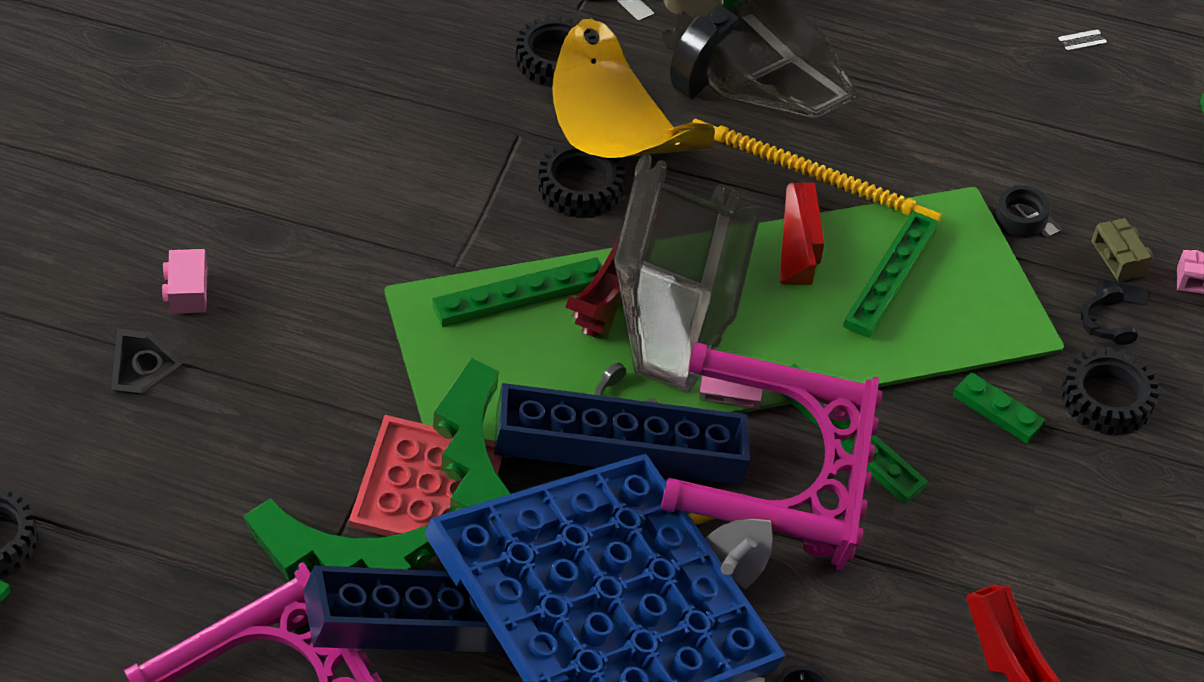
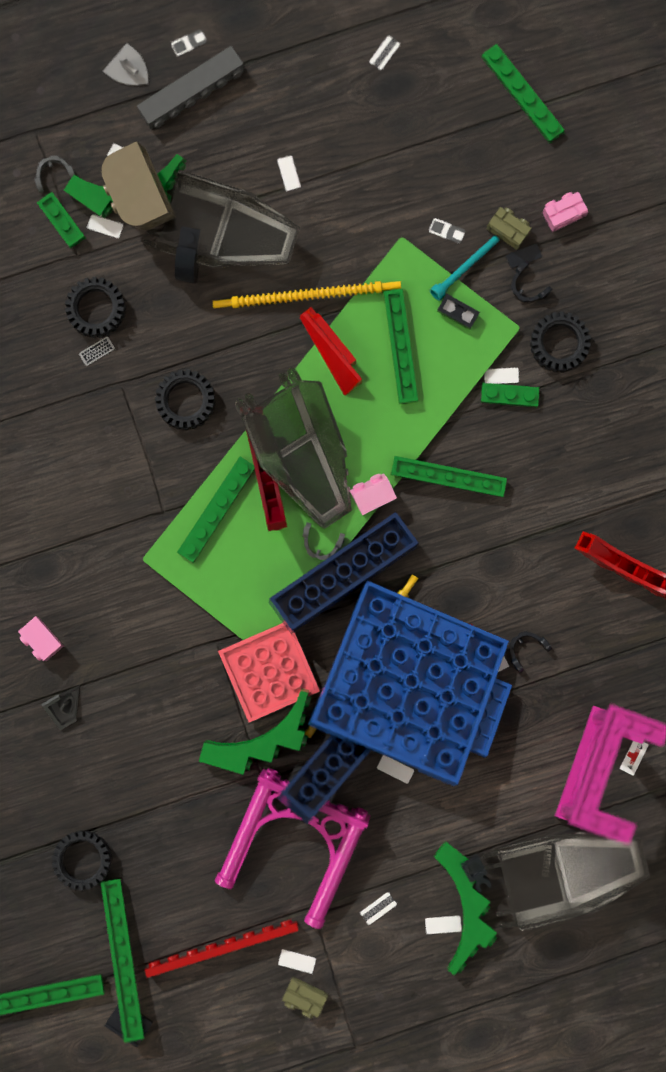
camera: 30 degrees left, 35 degrees up
(462, 418) = (260, 626): green arch -> none
(519, 90) = (96, 351): none -> sticker
(607, 107) = (177, 342): yellow piece -> none
(743, 548) = (449, 599): light grey shield -> none
(844, 400) = (486, 556): dark pink arch -> none
(883, 72) = (289, 173): none -> white sticker
(983, 251) = (438, 290): none -> teal piece
(994, 282) = (458, 311): none -> black piece
(1004, 384) = (503, 375): none -> white sticker
(1027, 196) = (443, 224): black tyre -> none

